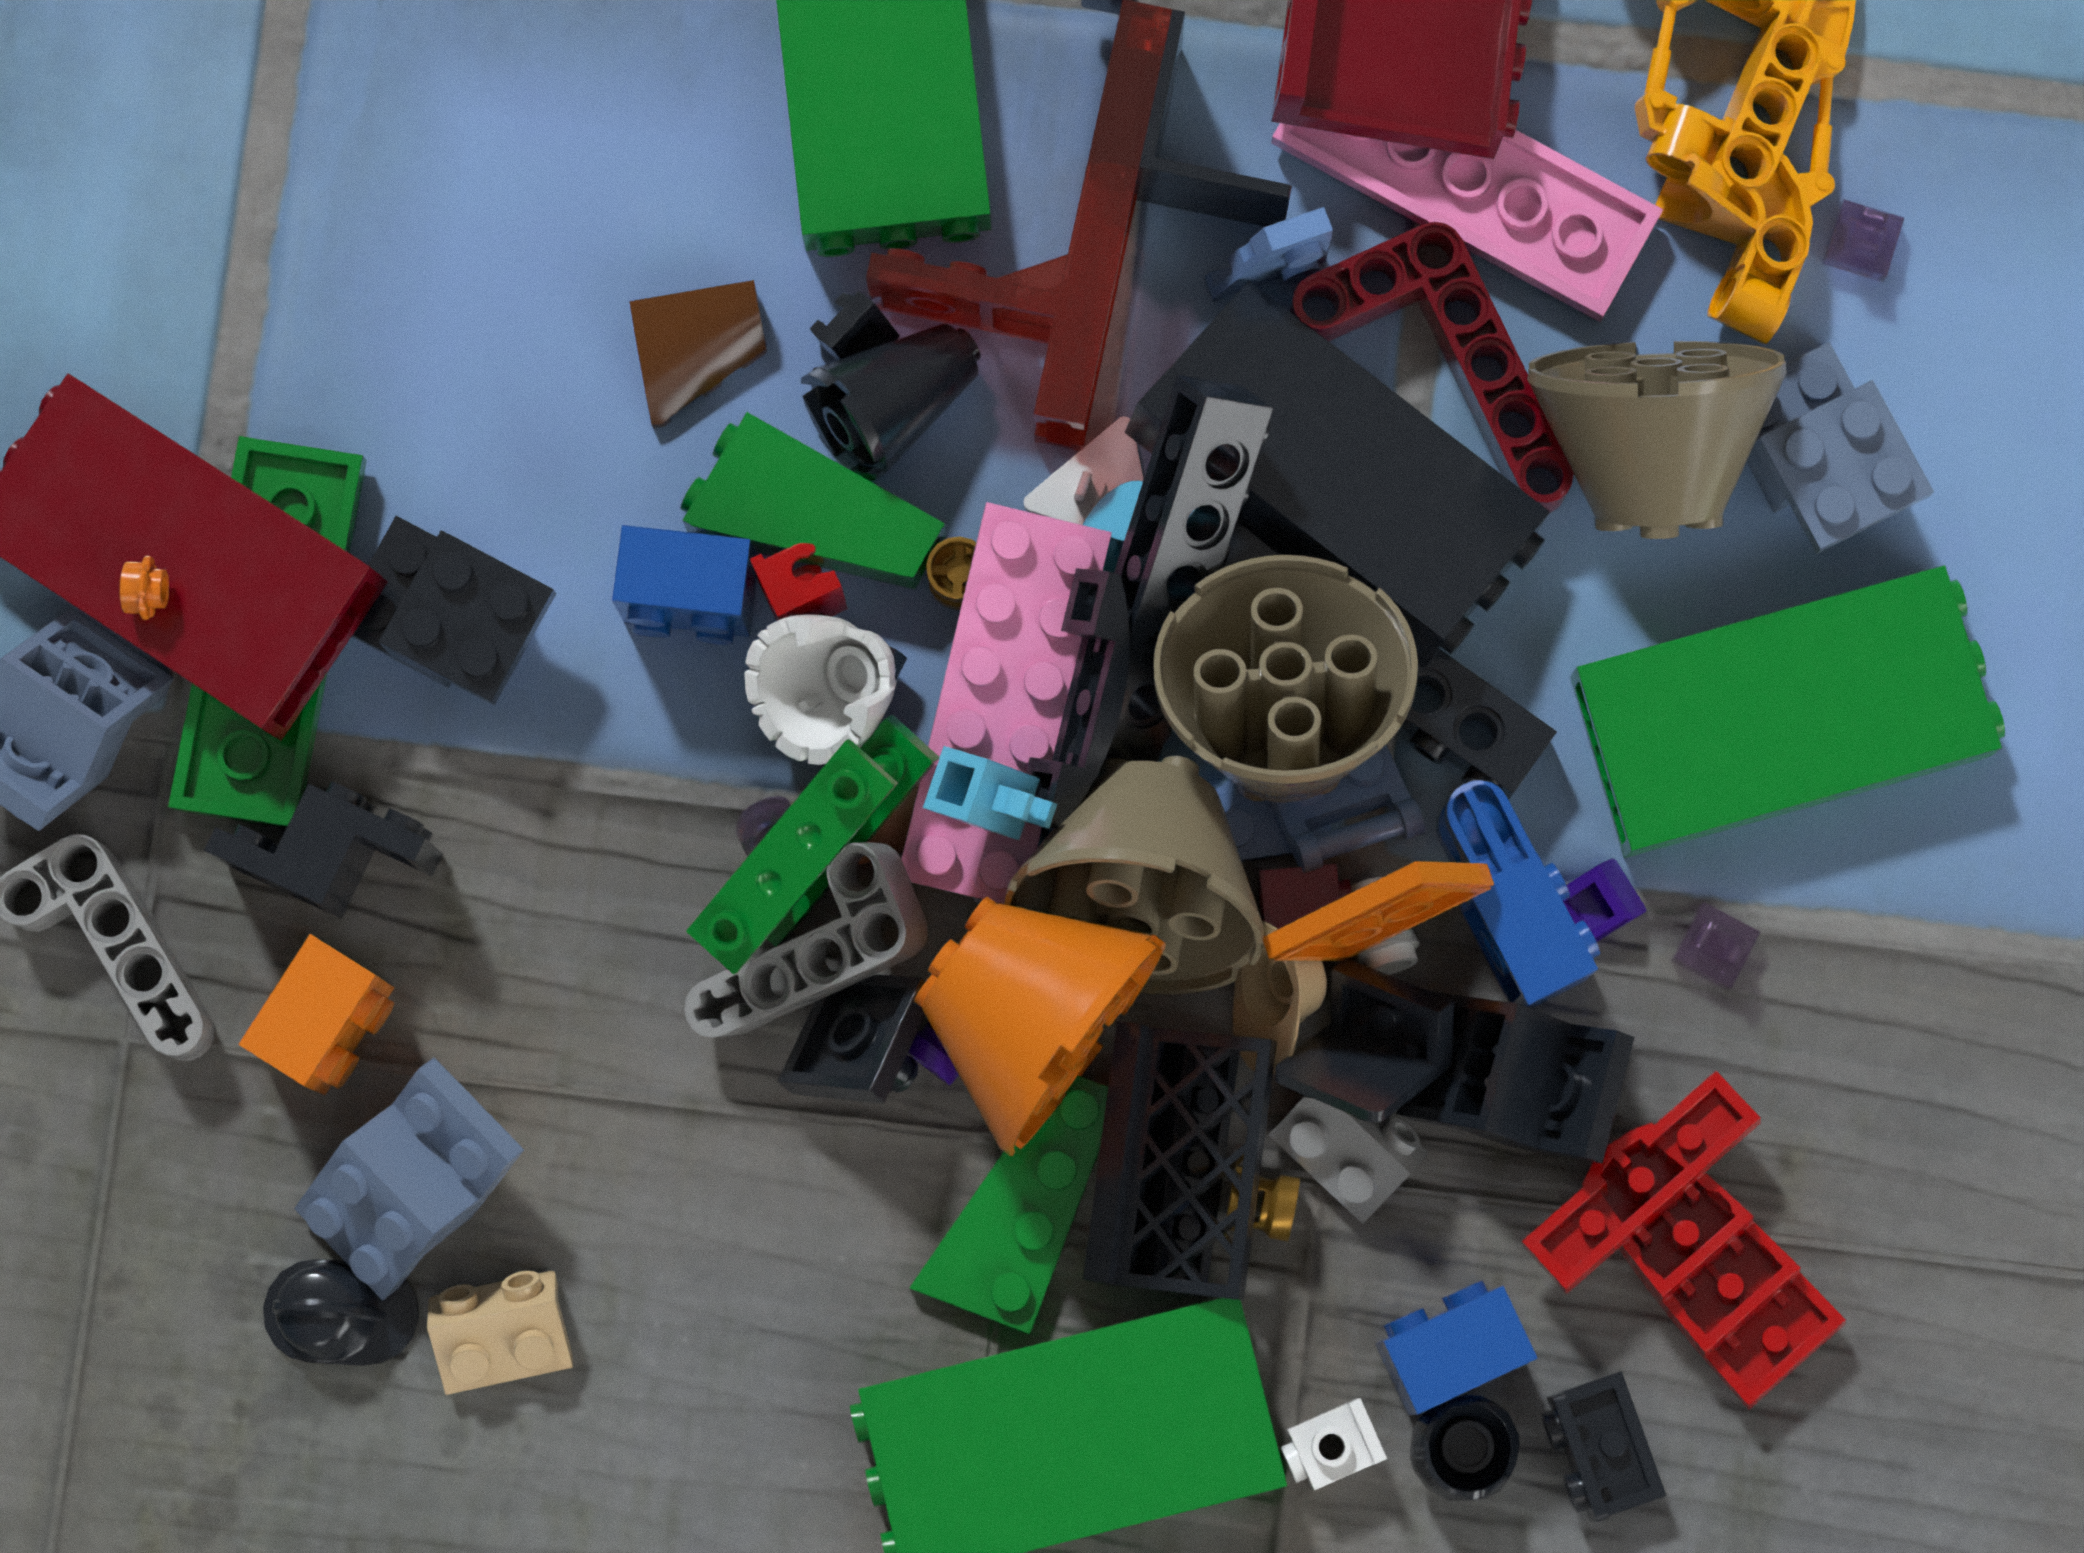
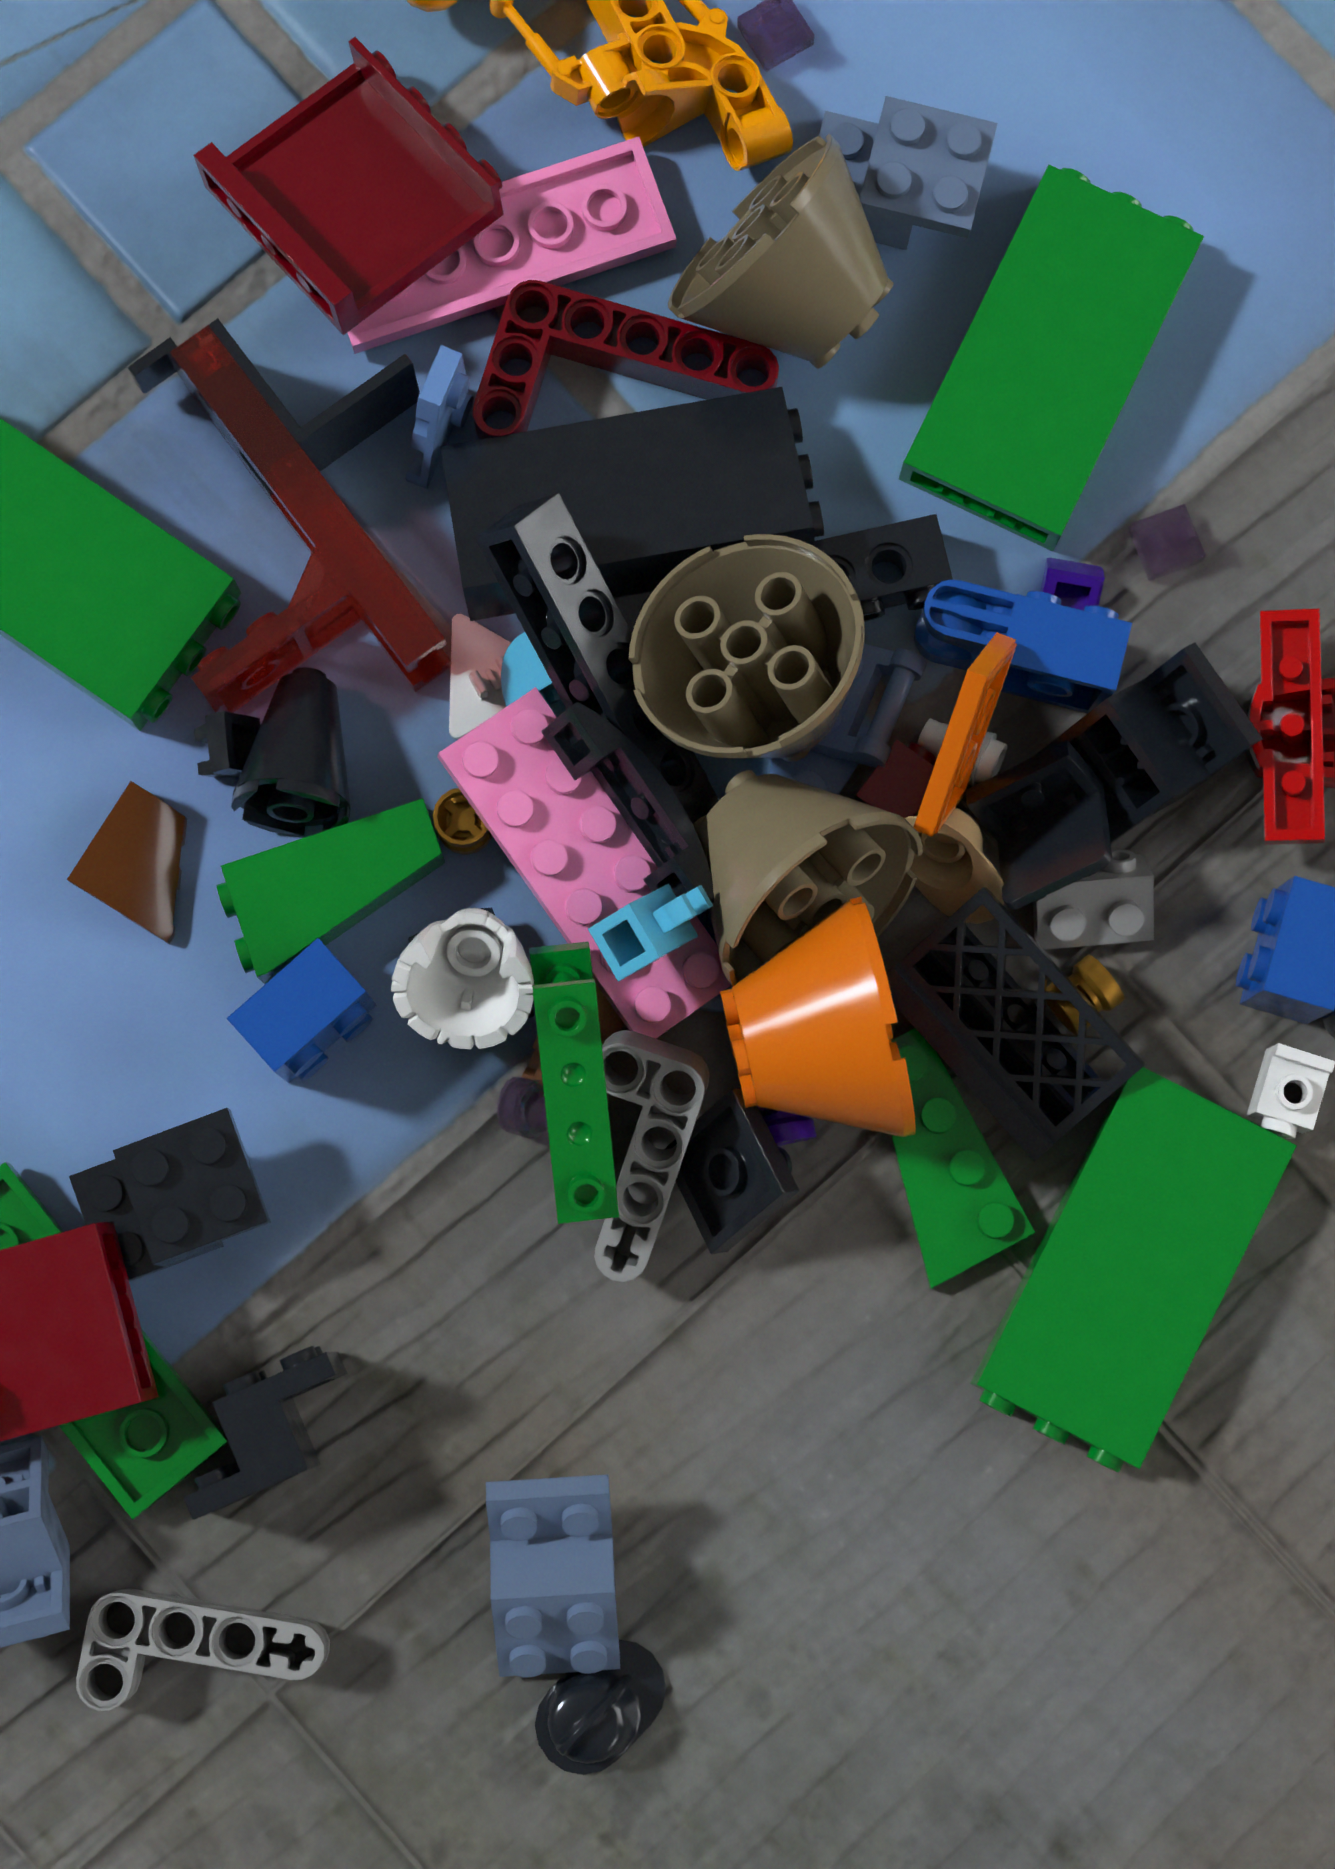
camera: 55 degrees left, 0 degrees up
(319, 1017) = (382, 1541): orange brick -> none
(498, 1331) = (713, 1604): tan bracket -> none
(801, 590) = (375, 945): red hinge -> none

